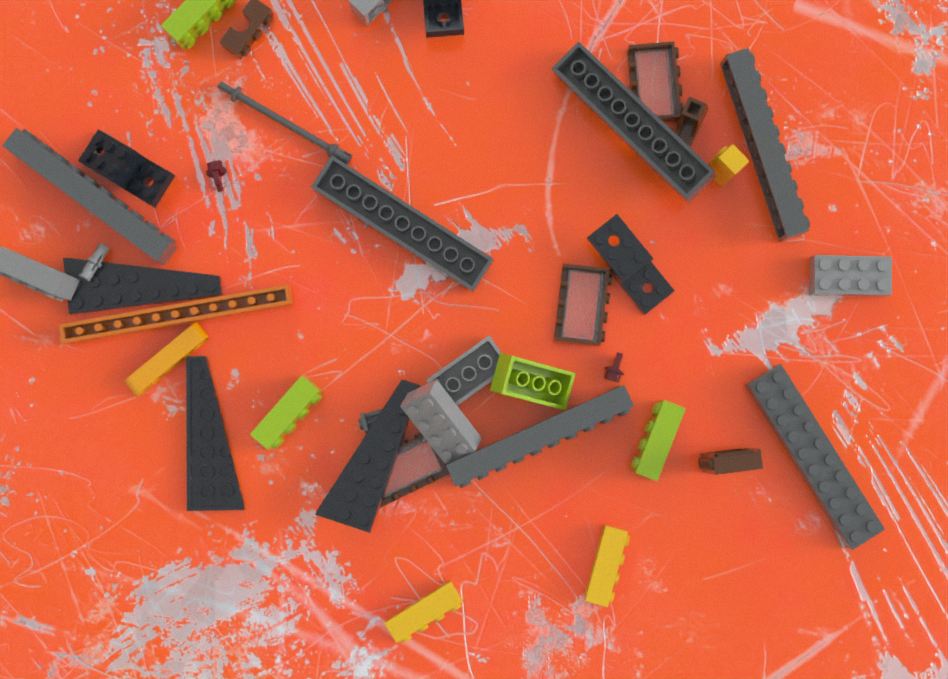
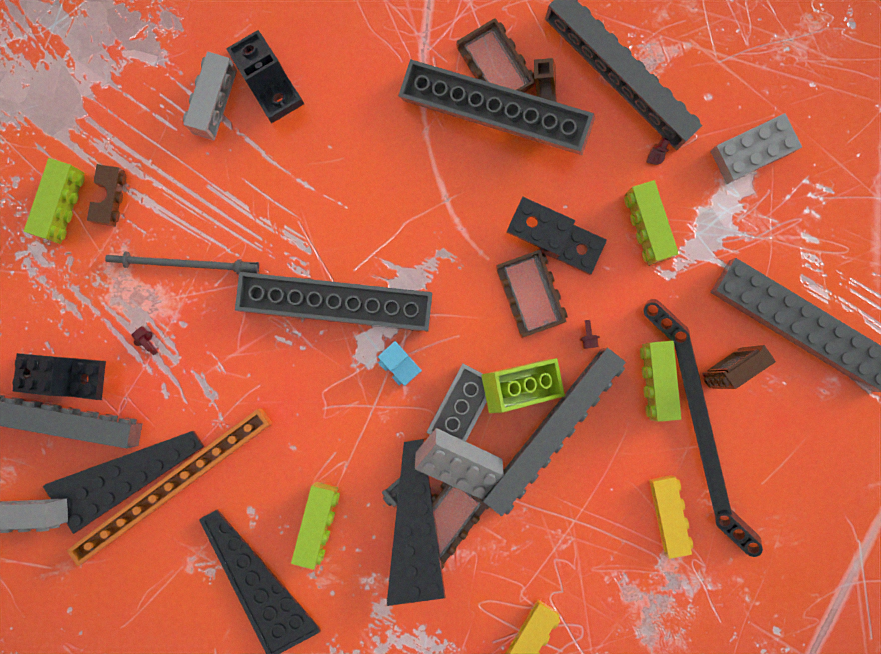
camera: 25 degrees left, 0 degrees up
(94, 262) = (72, 476): light grey pin -> none
(166, 359) = (182, 531): light orange beam -> none
(433, 308) = (399, 363): none -> medium azure brick
(674, 503) = (704, 431): none -> black piece
(721, 295) = (651, 223): none -> lime brick
(727, 164) = (601, 101): yellow brick -> none
(760, 235) = (658, 152): none -> dark red piece

